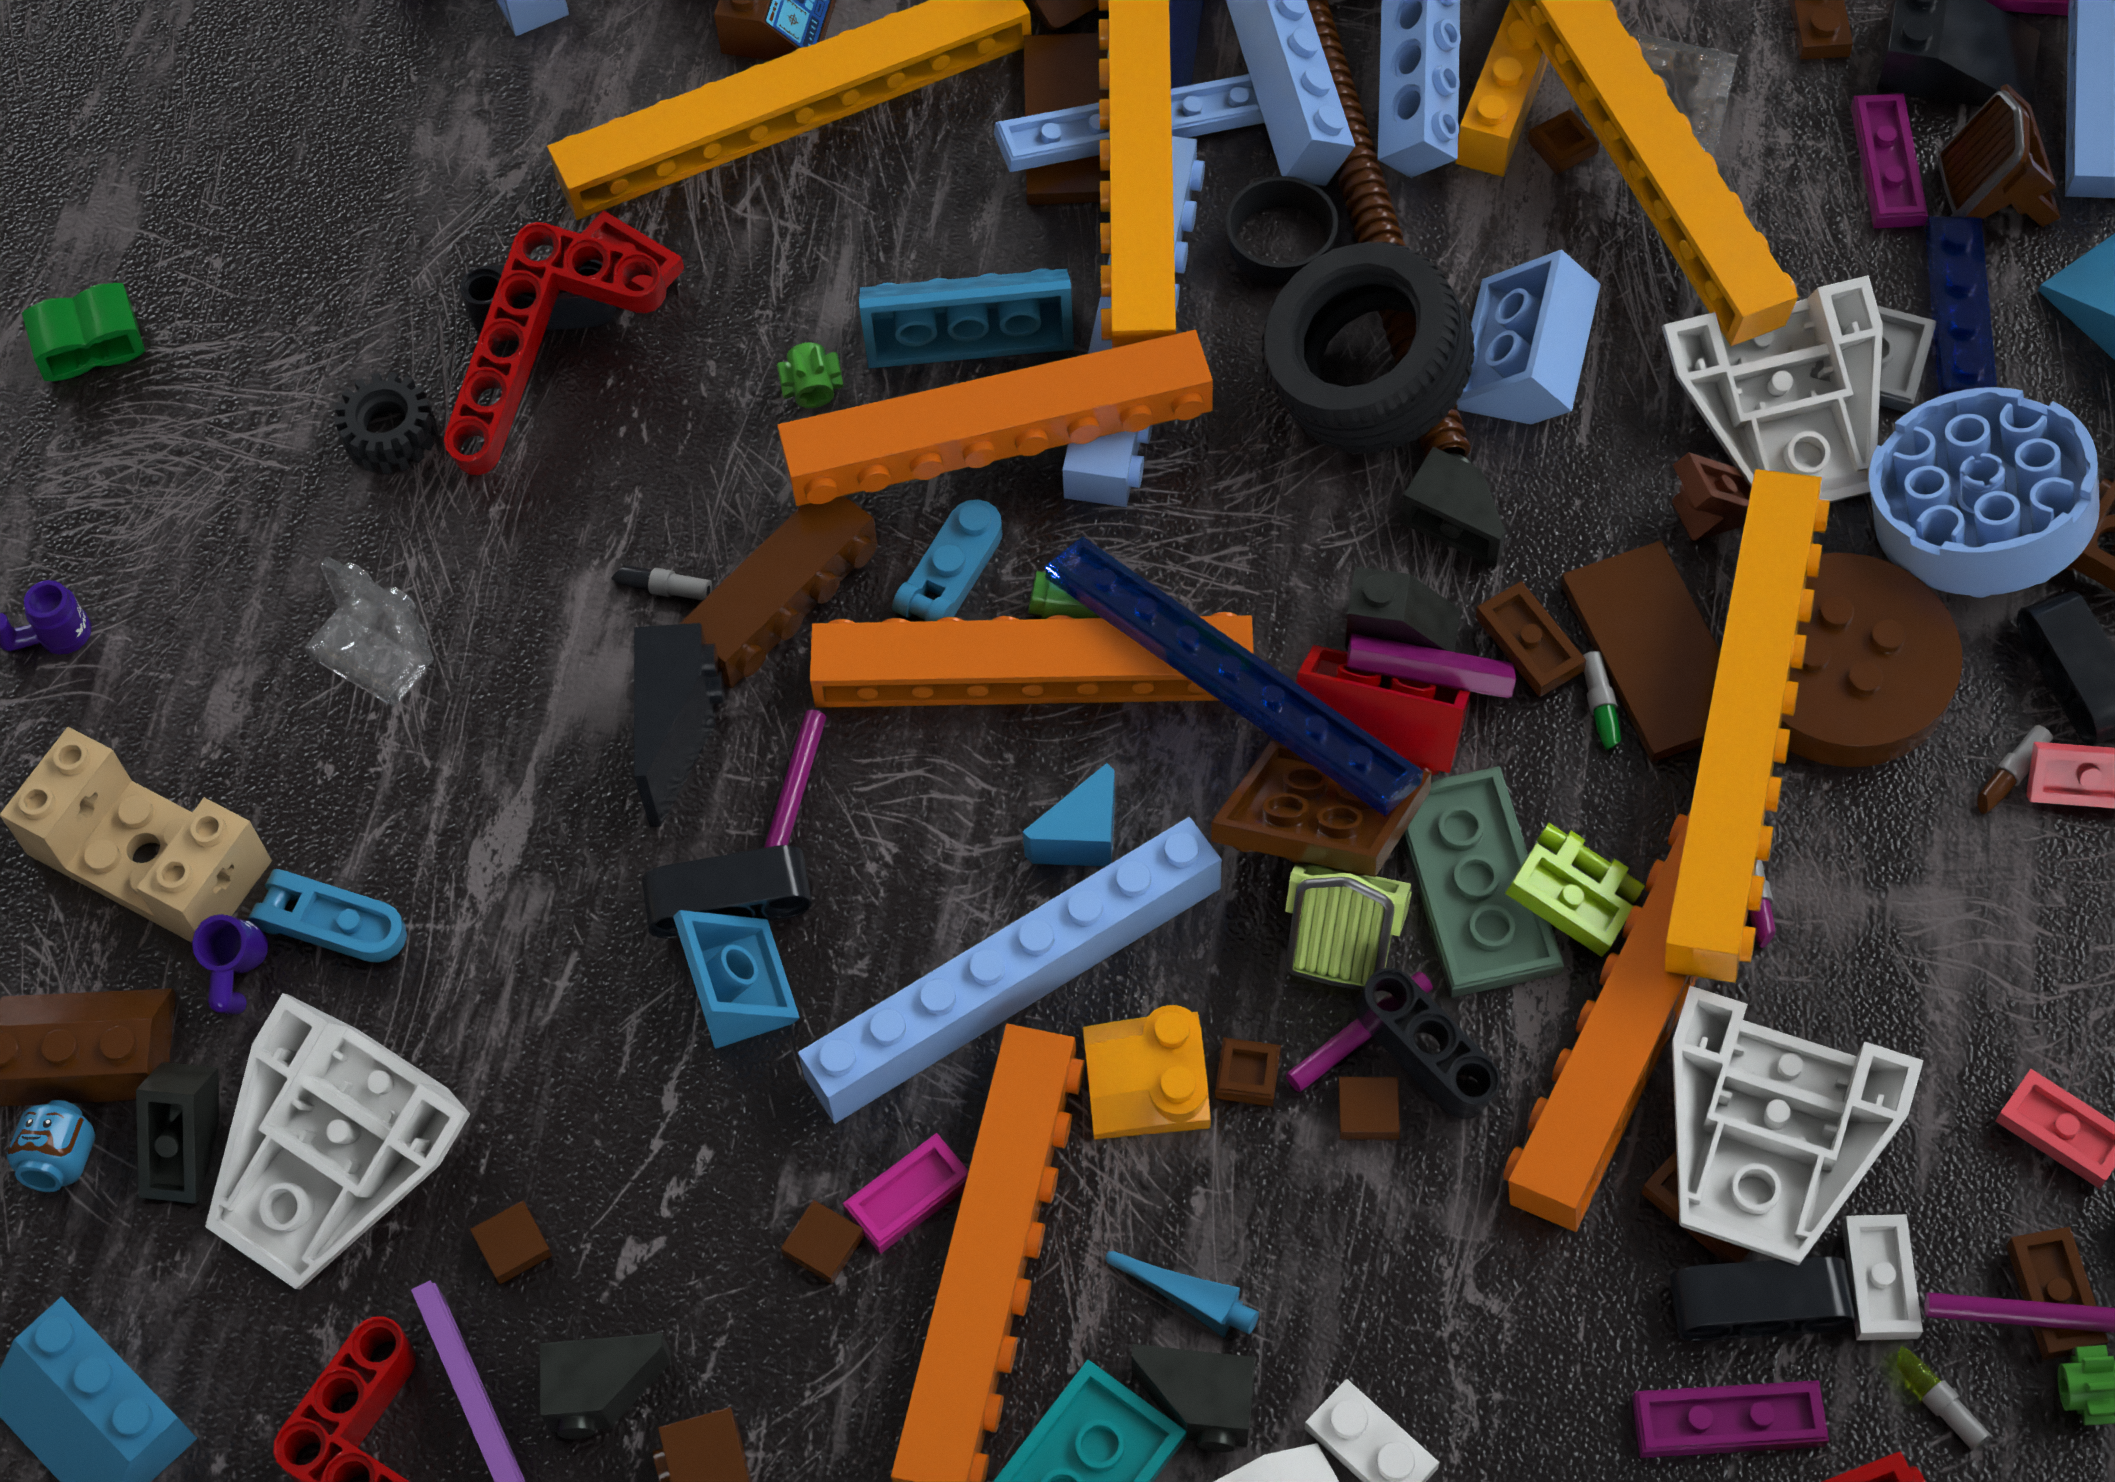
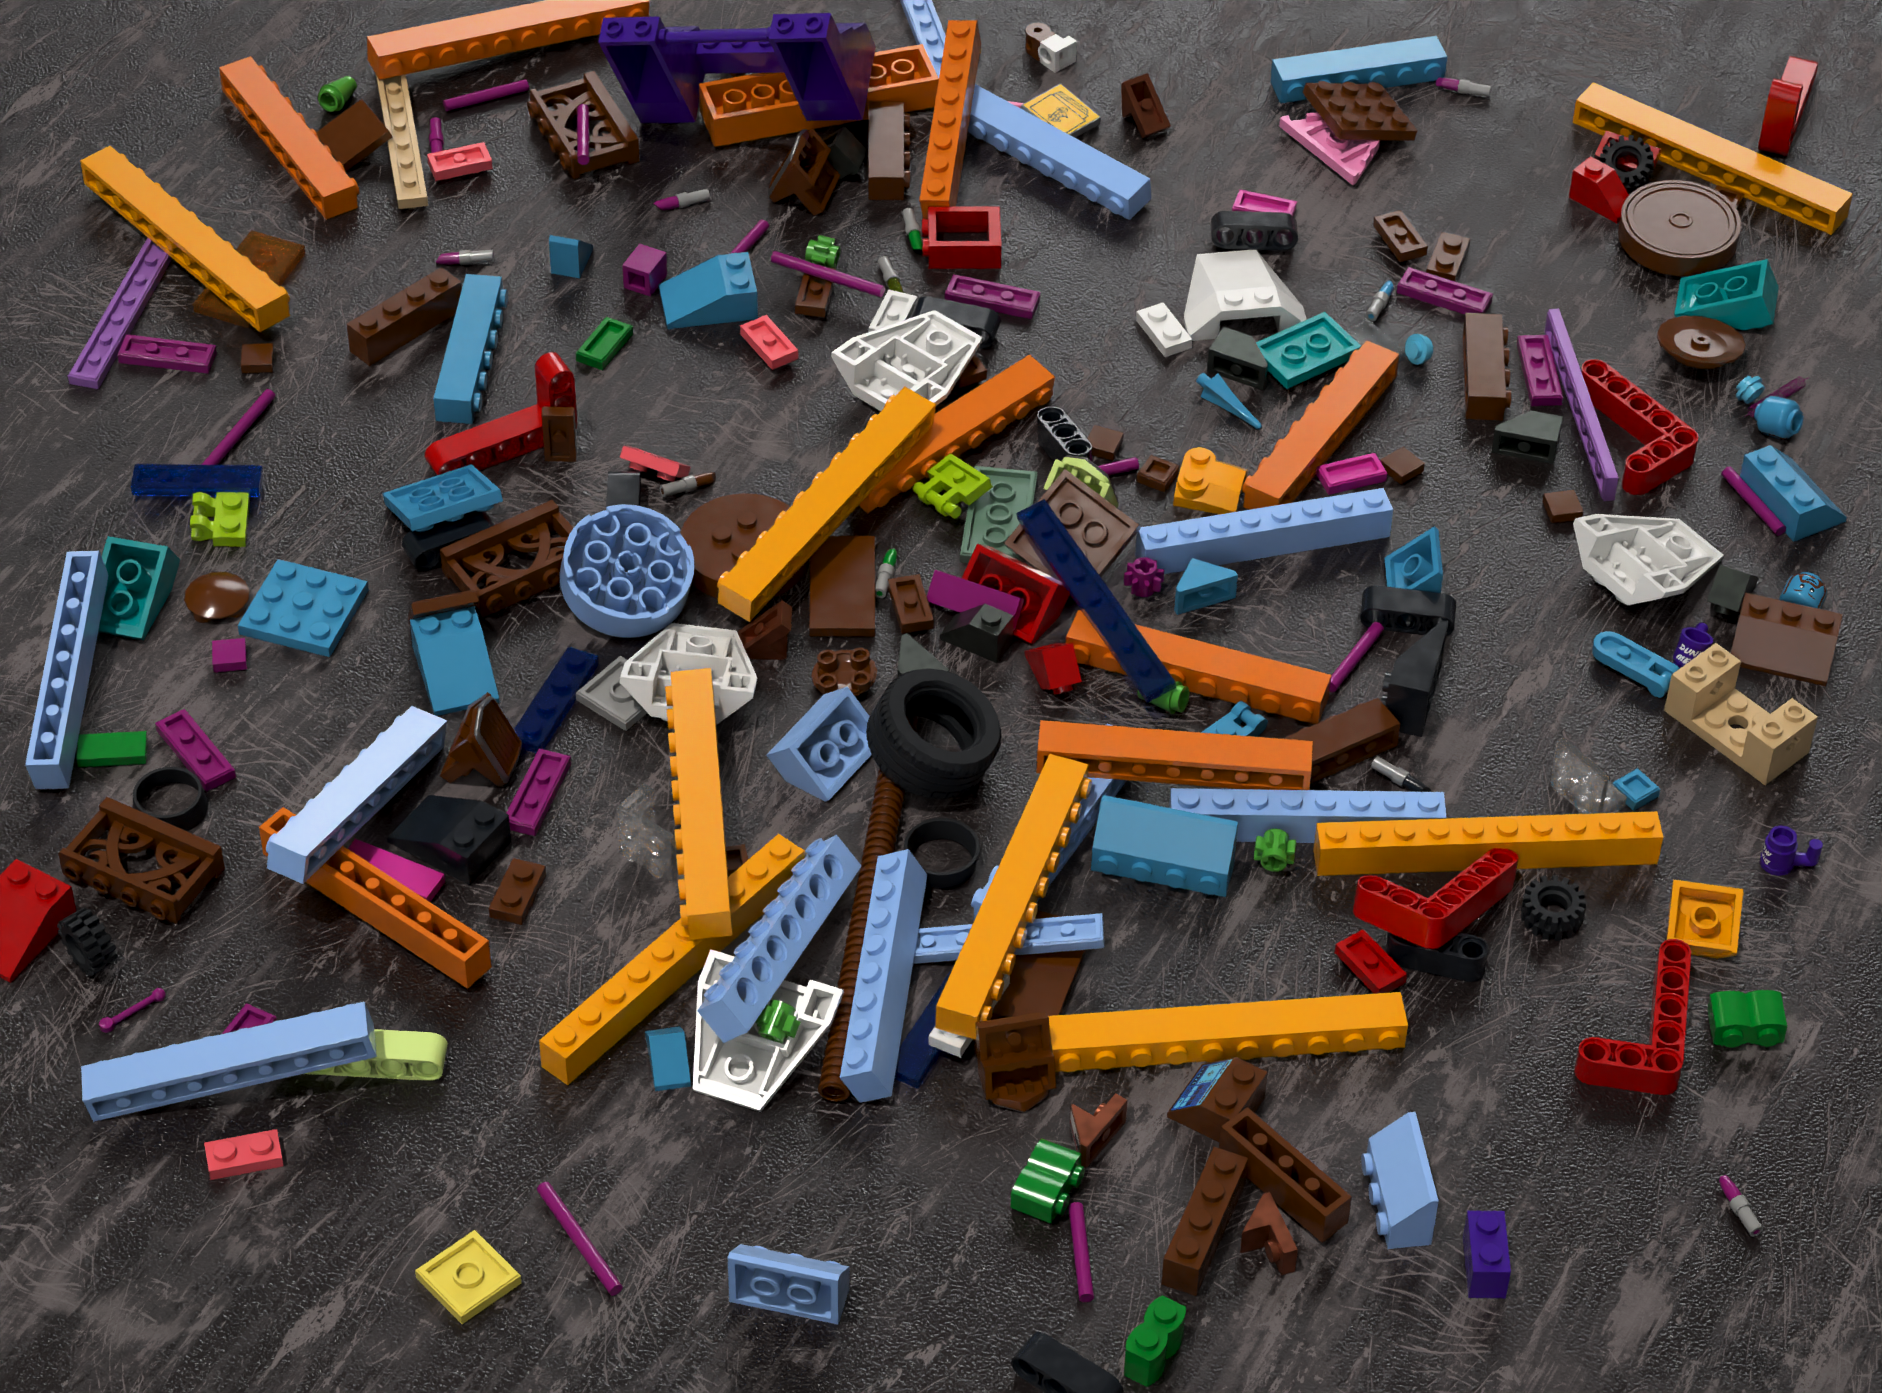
camera: 165 degrees left, 15 degrees down
(71, 85) = (1740, 1206): none -> light grey piece
(159, 463) = (1705, 918): none -> light orange slope
(163, 1383) = (1753, 501): none -> magenta bar
(195, 228) = (1641, 1066): none -> red beam
(295, 681) = (1637, 789): none -> dark azure tile
(500, 483) = (1459, 842): none -> light orange brick
(731, 454) = (1301, 810): none -> light blue brick
(1179, 801) = (1143, 577): none -> magenta gear
(1256, 582) = (1054, 666): none -> red slope
(1567, 481) = (844, 669): none -> reddish brown dish

